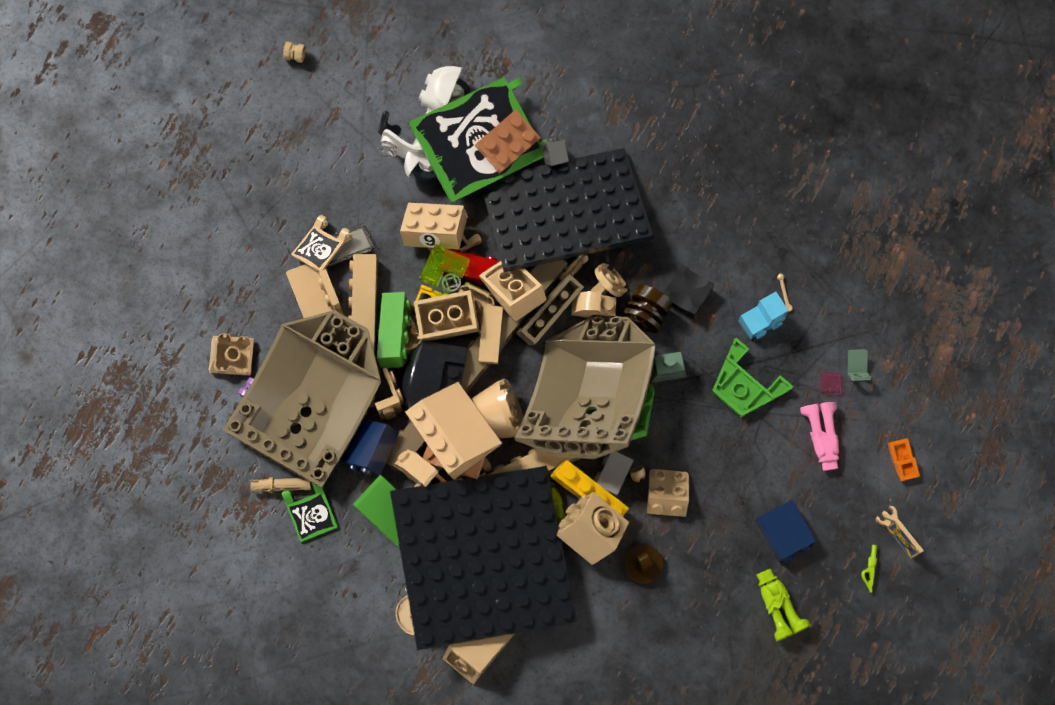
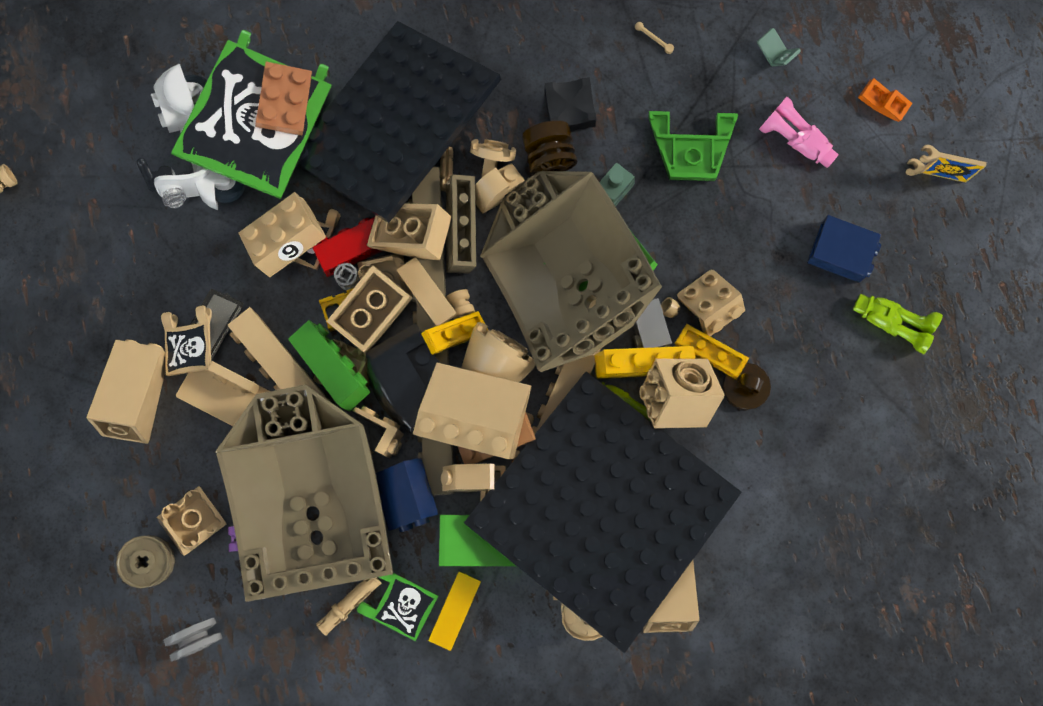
camera: 40 degrees left, 5 degrees up
(173, 425) = (192, 639): none -> light grey wheel
(177, 348) = (131, 561): none -> dark tan wheel
(261, 246) = (129, 391): none -> tan slope
(339, 544) = (454, 611): none -> yellow tile
(441, 261) = (319, 260): clear neon green plate -> none
(484, 372) = (451, 333): none -> yellow tile
(506, 360) = (460, 303): none -> tan wheel
(554, 151) = (336, 73): dark grey brick -> none
(640, 523) = (718, 354): none -> yellow tile
(766, 315) = (660, 66): medium azure brick -> none
(830, 382) = (763, 85): clear pink tile -> none
(872, 562) = (943, 221): lime hand -> none

